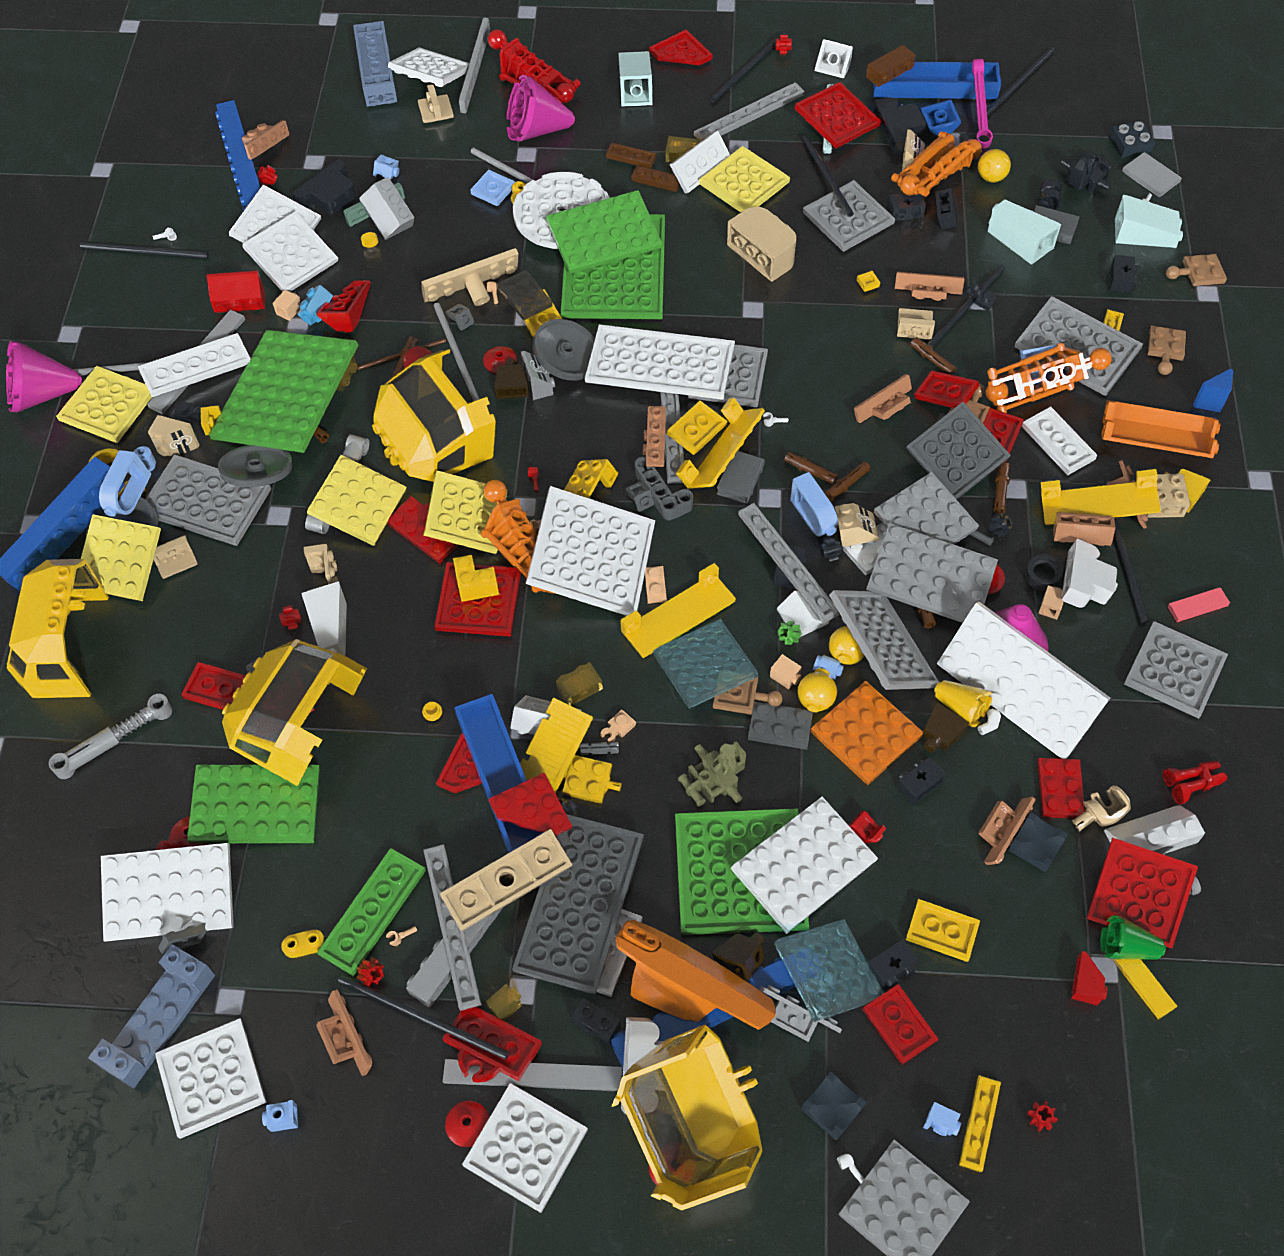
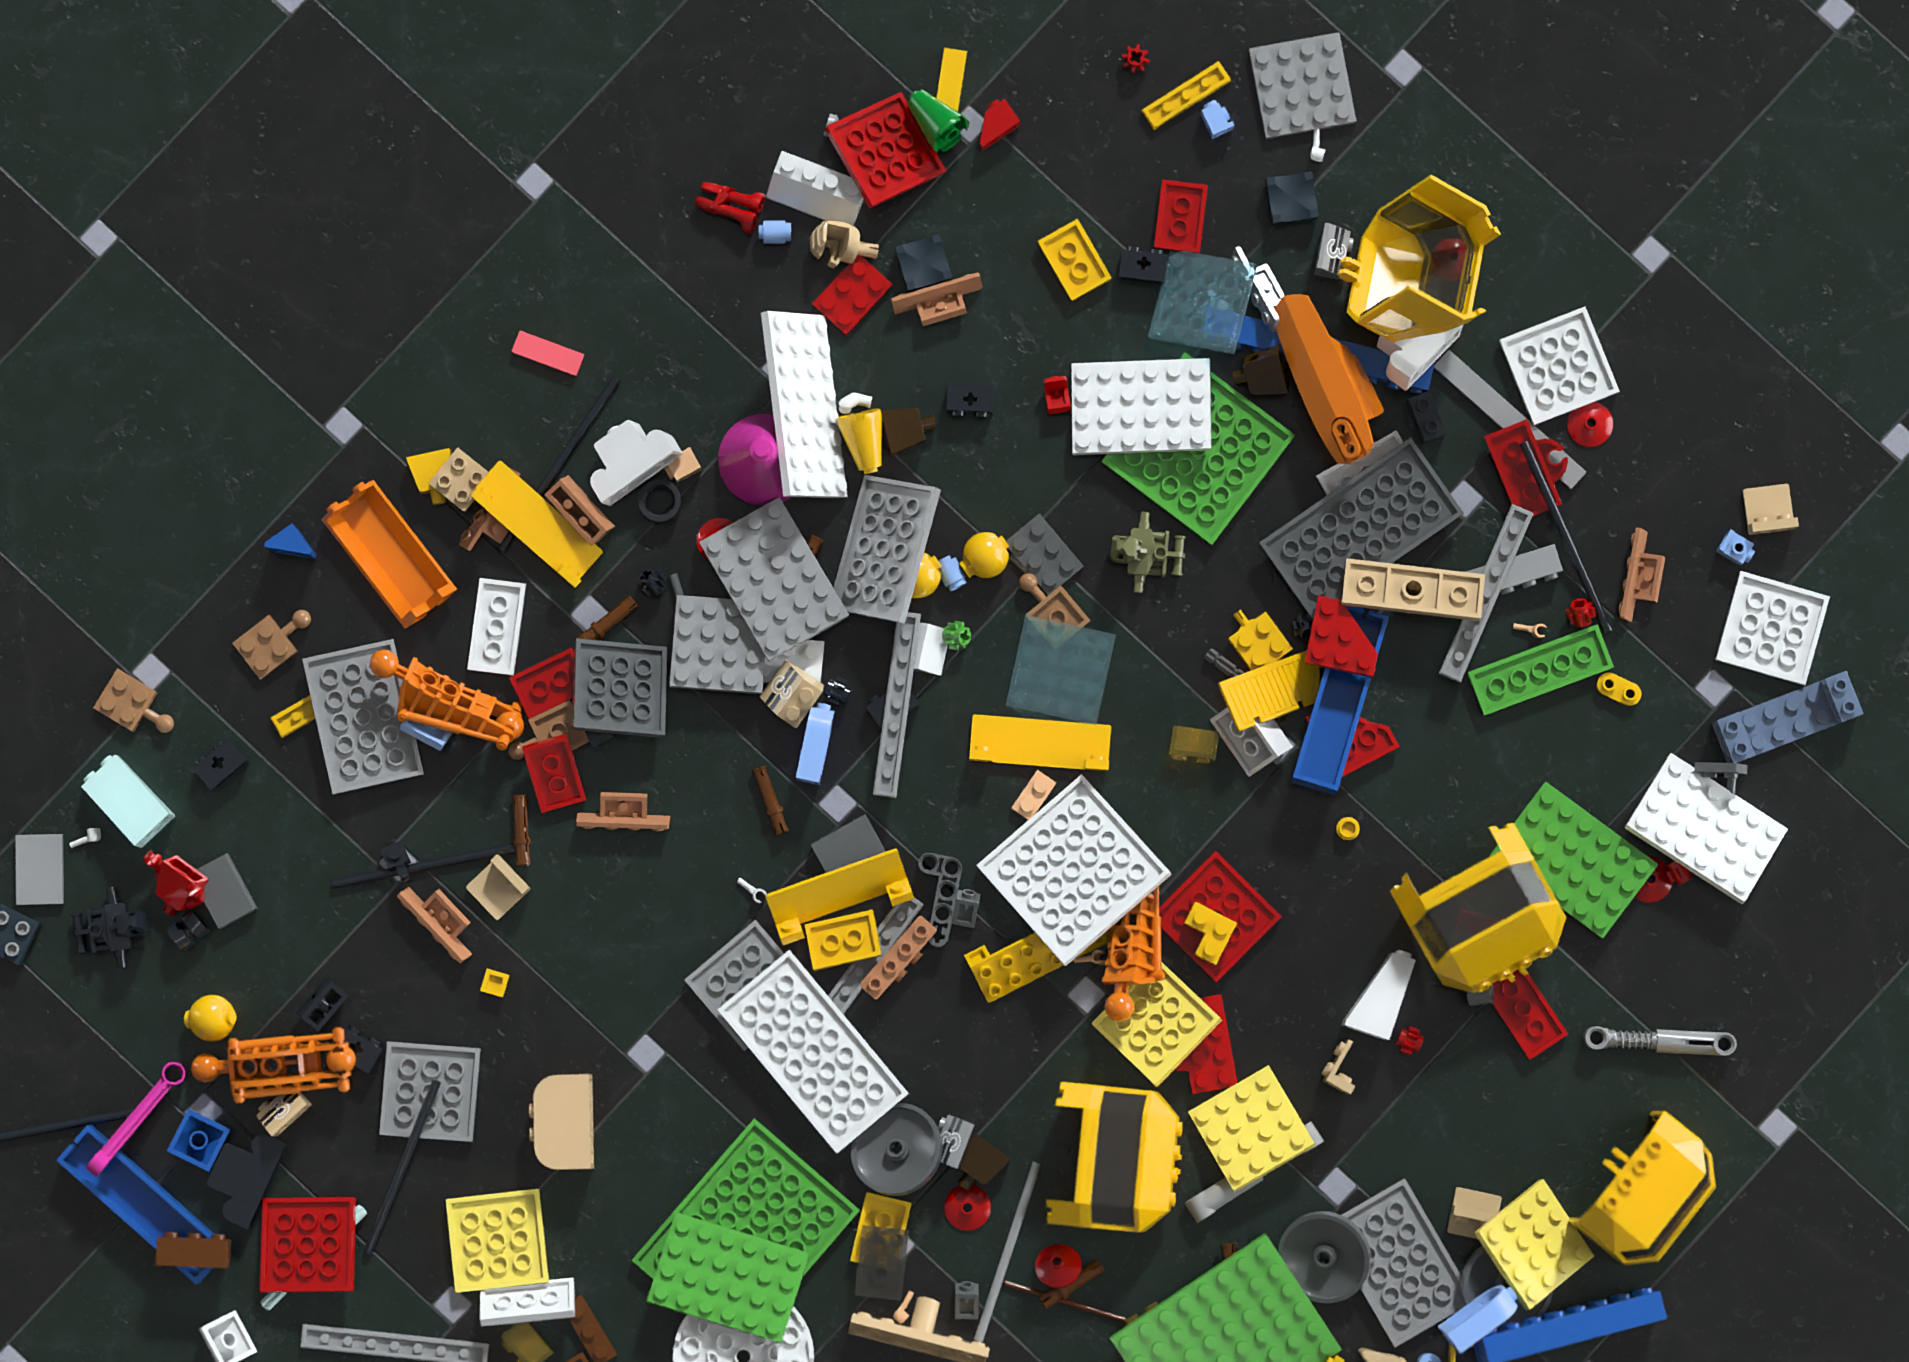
camera: 145 degrees left, 25 degrees up
(272, 1167) = (1769, 509): none -> tan bracket
(504, 1002) = (1488, 495): clear yellow brick -> none
(533, 472) = (1047, 1025): red hand -> none
(619, 725) = (1187, 674): light nougat plate -> none
(772, 1089) = (1333, 246): none -> light grey slope
(786, 672) = (994, 599): light nougat brick -> none
(842, 485) = (776, 754): reddish brown pin -> none
(866, 732) = (975, 483): orange plate -> none
(1023, 230) = (274, 901): light aqua slope -> none
(1081, 206) = (177, 882): none -> red torso
(1150, 784) = (775, 232): none -> light blue brick
(1176, 669) = (638, 311): light grey plate -> none

